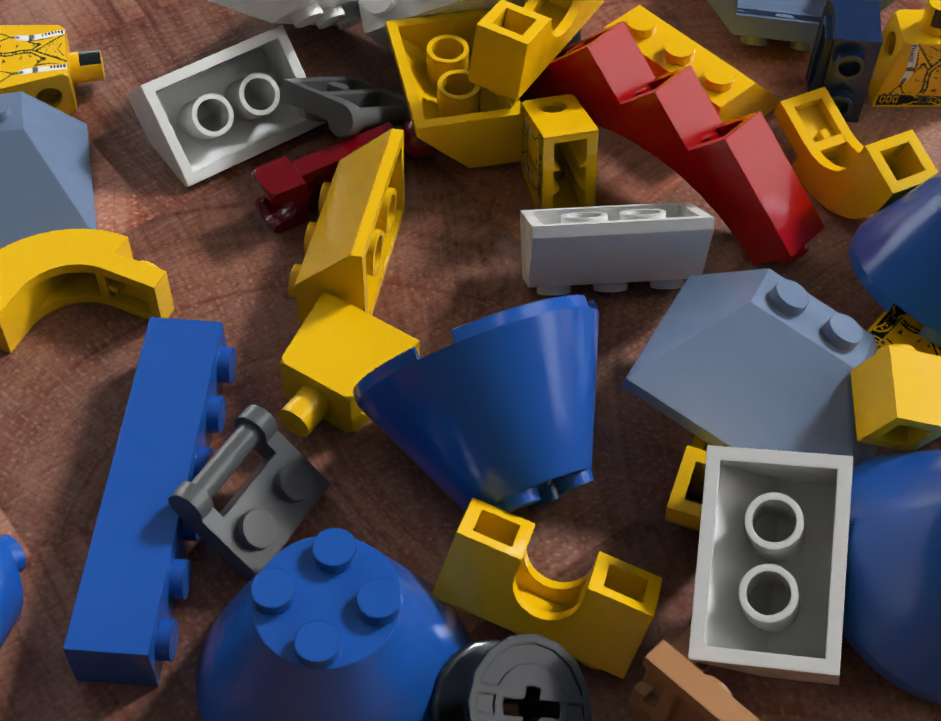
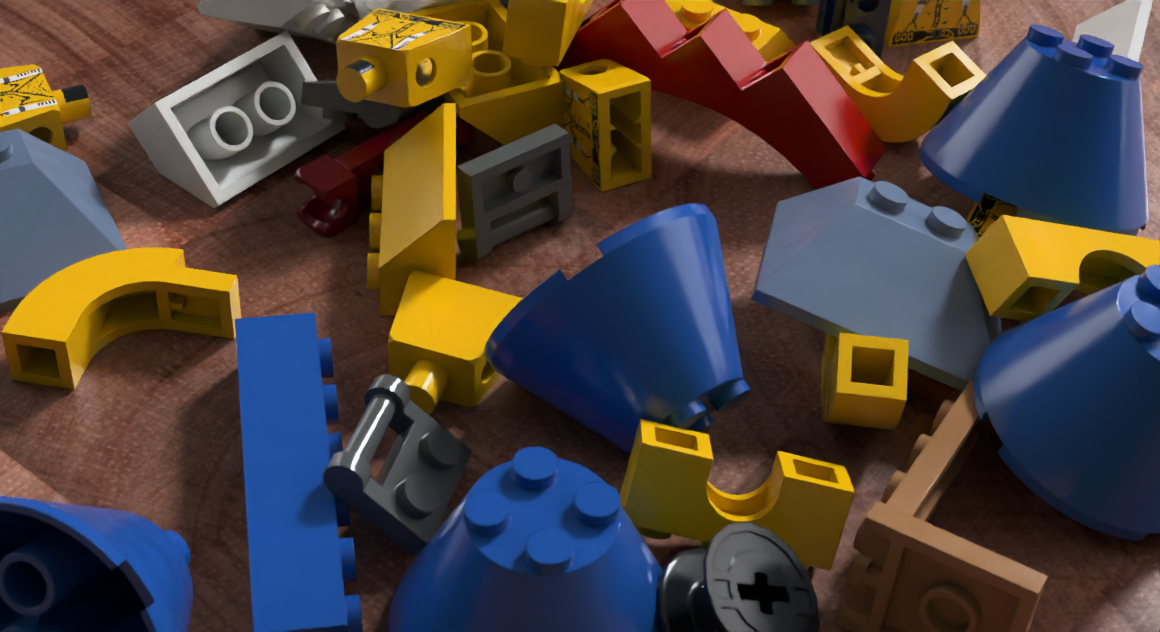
camera: 15 degrees left, 10 degrees down
(367, 75) = (385, 55): none -> yellow torso
(445, 220) = (509, 179): none -> dark grey plate
(613, 246) = (731, 180): white slope -> none
(772, 563) = (960, 420): white slope -> none

